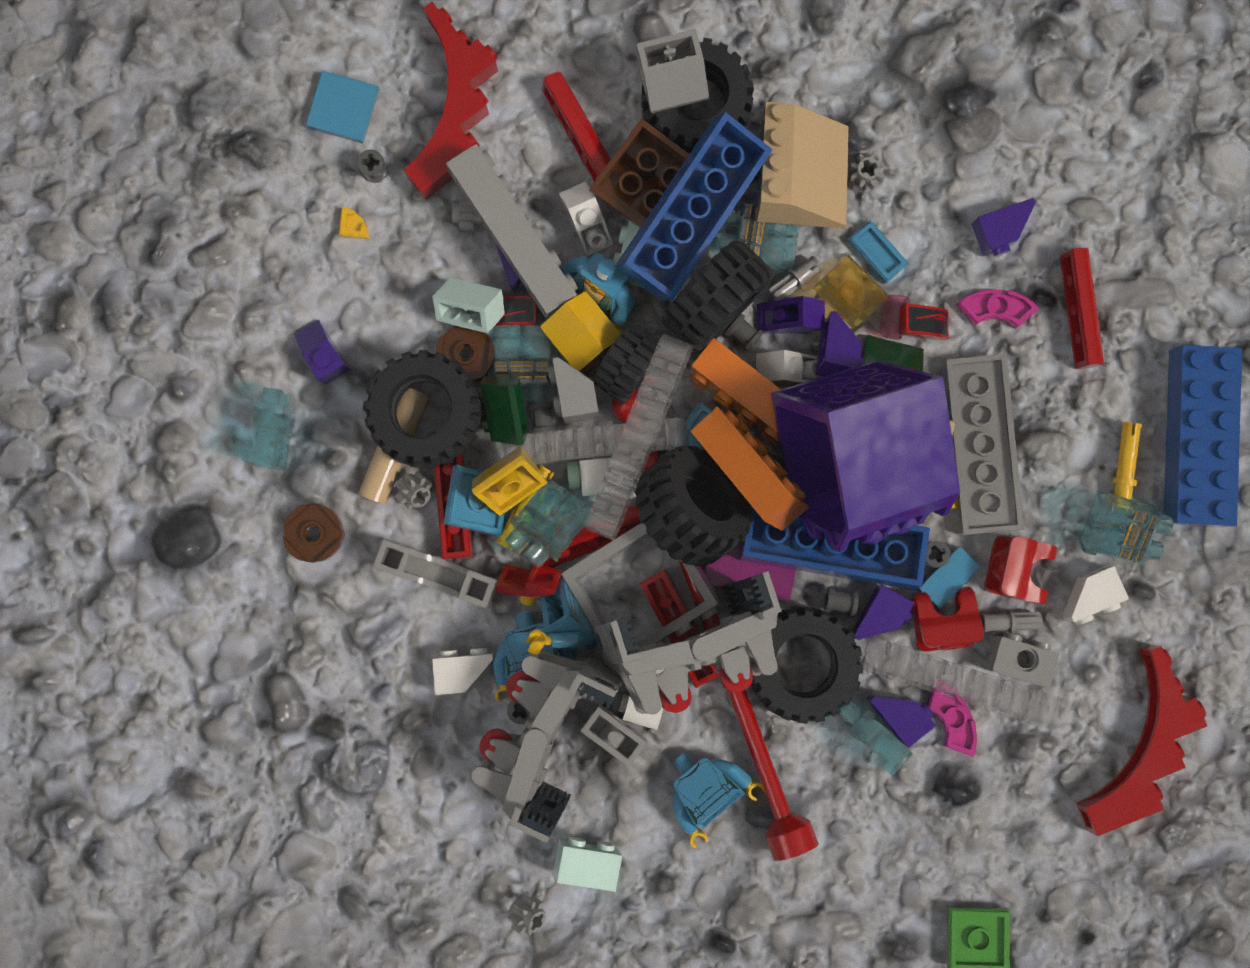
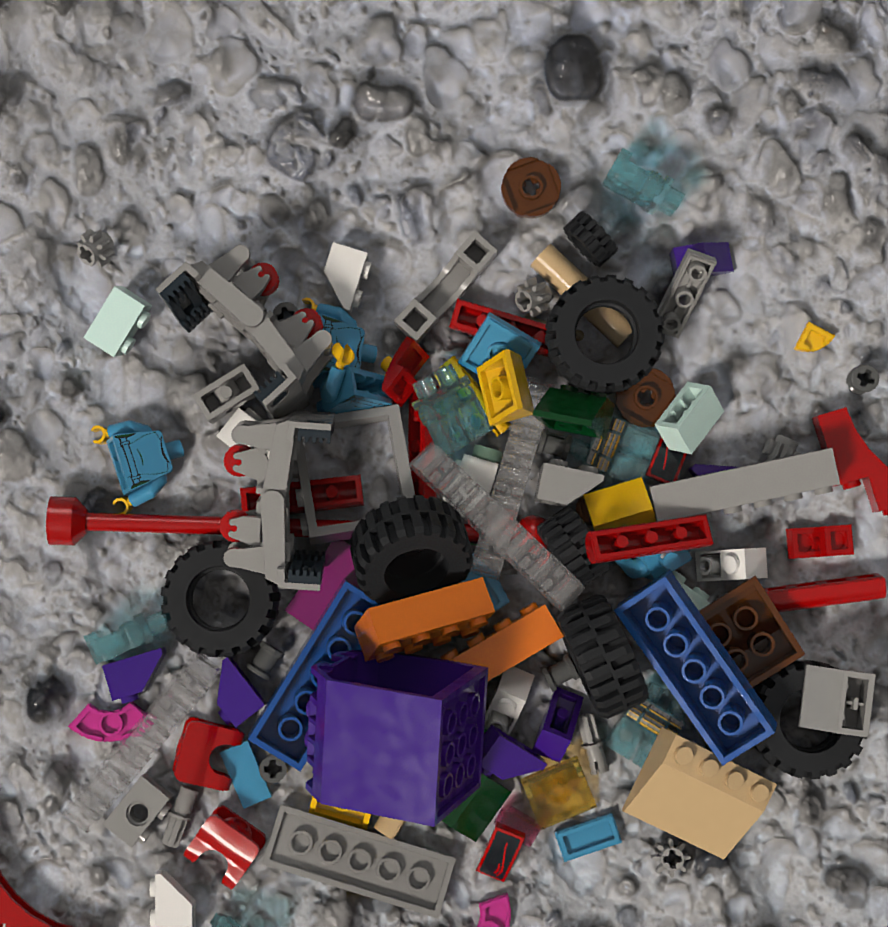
camera: 110 degrees right, 0 degrees up
(339, 459) = (590, 239): none -> black tyre
(342, 353) = (688, 280): none -> light grey tile
(534, 149) = (819, 541): none -> red slope
(596, 294) = (648, 539): none -> red brick

